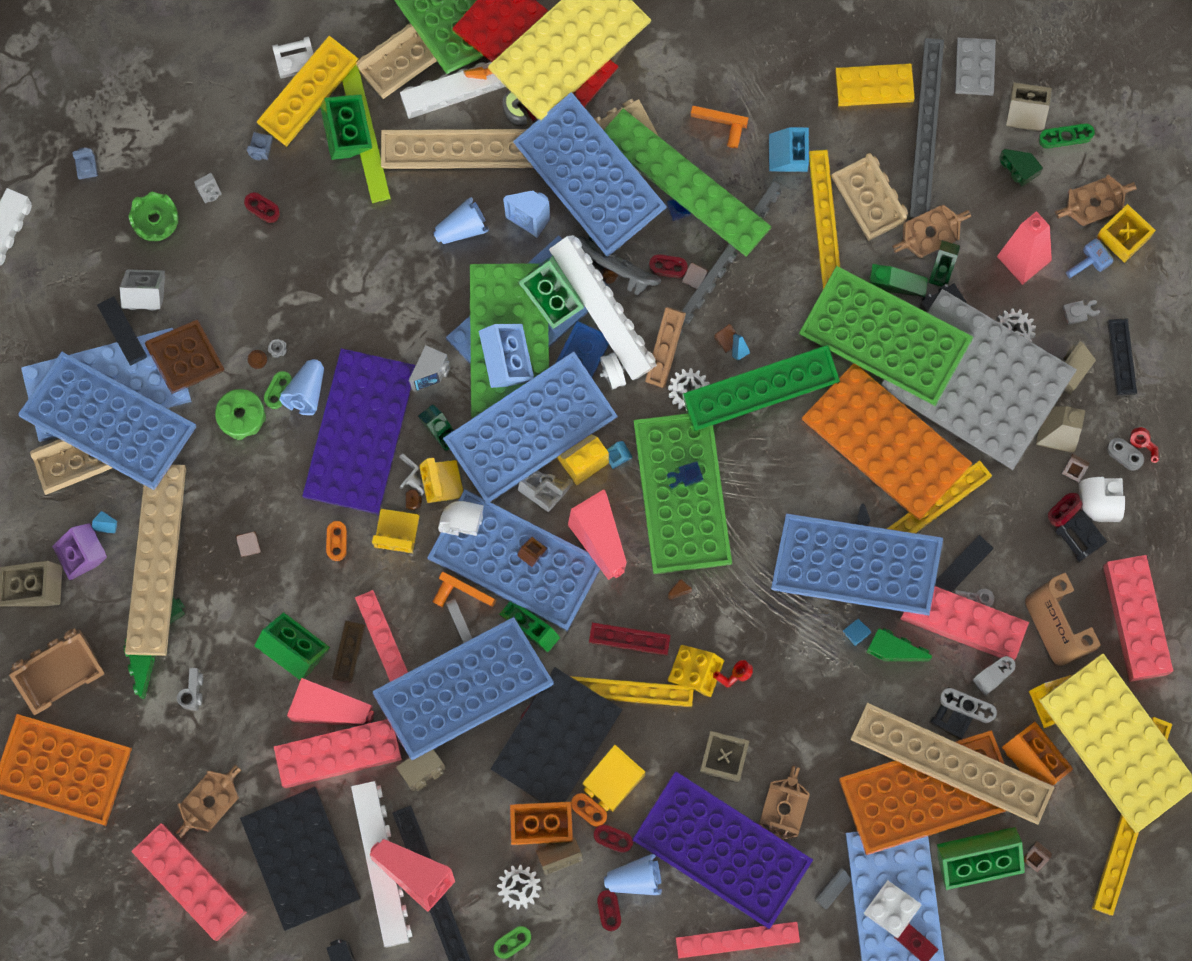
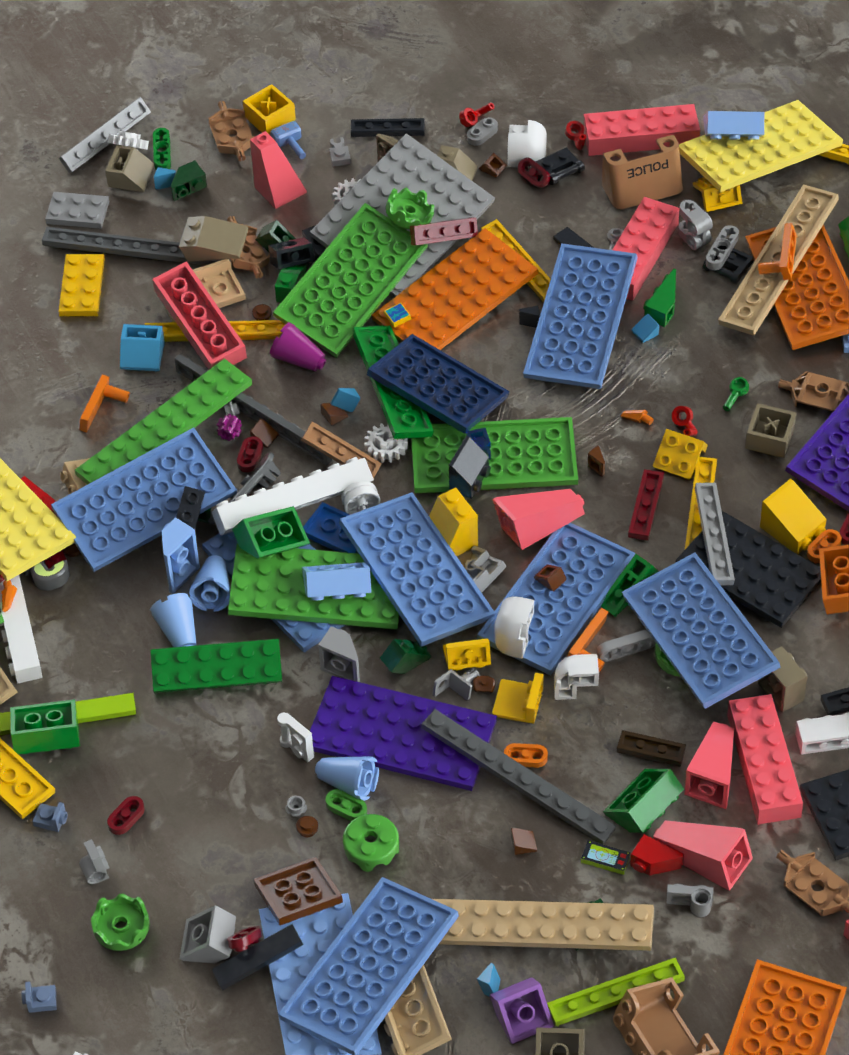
camera: 85 degrees left, 25 degrees down
(99, 629) = (610, 992): none -> lime plate
(139, 318) = (244, 937): none -> dark red plate
(141, 668) = (663, 948): green slope -> none
(232, 656) = (655, 857): none -> red slope
(234, 616) = (605, 857): none -> tile
(234, 703) = (709, 850): none -> coral slope
(310, 534) = (519, 777): none -> dark grey plate
(339, 338) = (300, 739): none -> white plate
(381, 635) = (642, 717): coral plate -> none
(419, 580) = (573, 673): none -> white brick
(420, 263) = (216, 665): none -> green plate
(451, 149) = (87, 631): tan plate -> none
(510, 247) = (211, 585): none -> light blue cone
(570, 214) = (190, 506): none -> black brick
(582, 700) = (714, 533): none -> light grey plate
(646, 466) = (468, 468): none -> slope
(697, 242) = (229, 427): none -> magenta gear
(719, 243) = (232, 408): none -> light grey plate
(742, 628) = (638, 416): none -> orange bar
(758, 431) = (438, 383): none -> dark blue plate
(785, 726) = (738, 387): none -> green plate
(797, 295) = (297, 349): none -> magenta cone
(823, 197) = (198, 316): none -> coral brick
(848, 386) = (397, 314): none -> tile
(850, 258) = (262, 312): none -> reddish brown plate
(920, 275) = (291, 253): none -> black brick
(925, 197) = (212, 239): none -> dark tan slope
(931, 767) = (786, 262): none -> orange piece
(950, 419) = (443, 231): none -> plate
(982, 384) = (415, 203): none -> bright green plate
(1021, 140) = (163, 178): none -> dark azure slope
(1037, 755) = (769, 208): orange slope -> none
(1064, 100) = (128, 139): none -> white gear
(1079, 77) = (99, 138): none -> light grey plate
(1125, 550) = (578, 137): none -> red plate
(1132, 711) = (734, 124): none -> light blue slope

